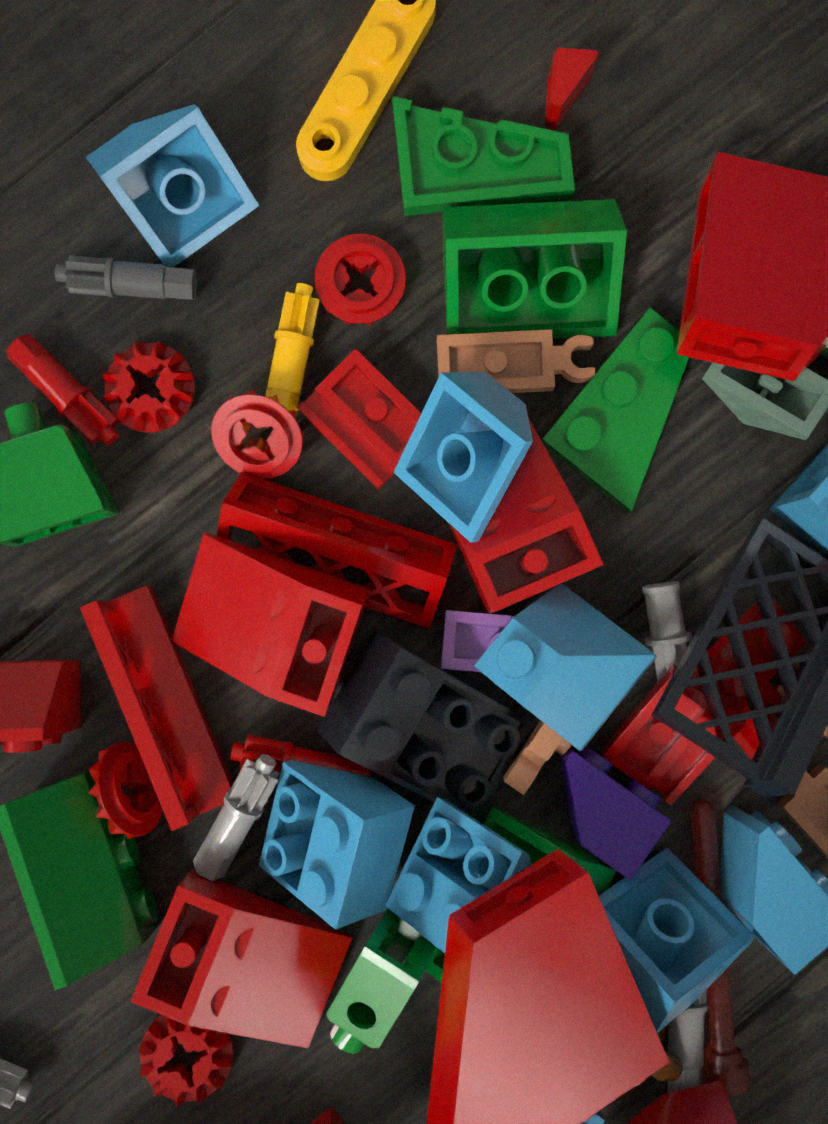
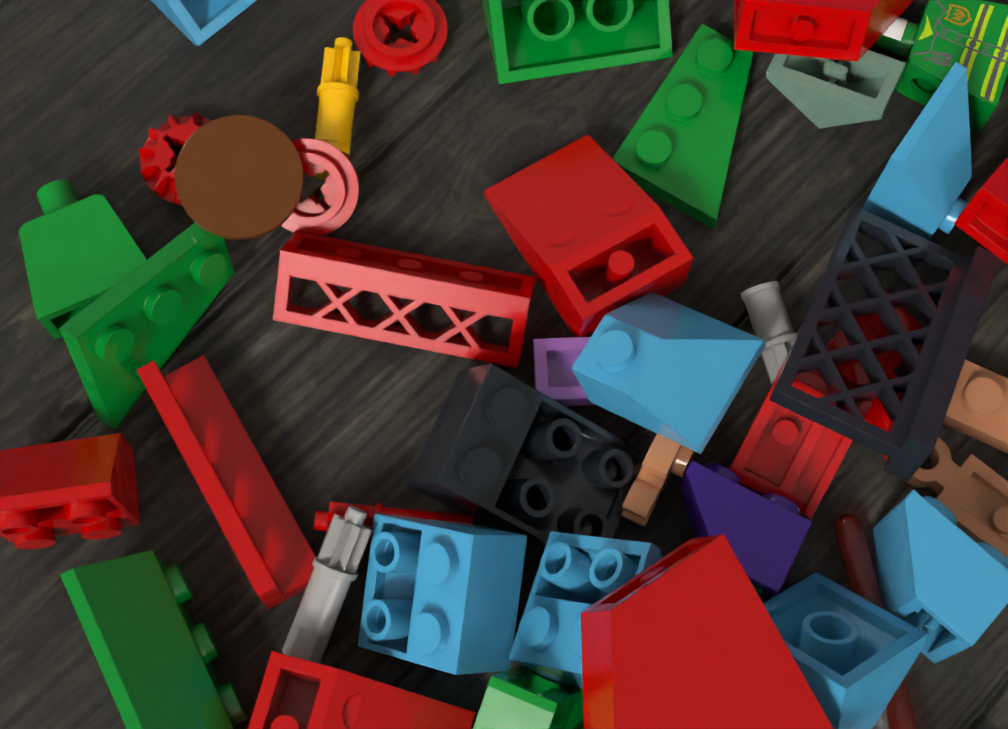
camera: 10 degrees left, 15 degrees down
(63, 390) = (97, 170): red piece -> none
(96, 547) = (144, 319): none -> green wing
(126, 278) = (156, 55): dark grey piece -> none
(126, 814) = (202, 567): red gear -> none
(188, 428) = (239, 177): none -> reddish brown shield
(270, 622) = (344, 367): red slope -> none
(362, 417) = (424, 162): red plate -> none
(466, 449) = (529, 166): dark azure slope -> none
(514, 359) = (564, 91): nougat plate -> none

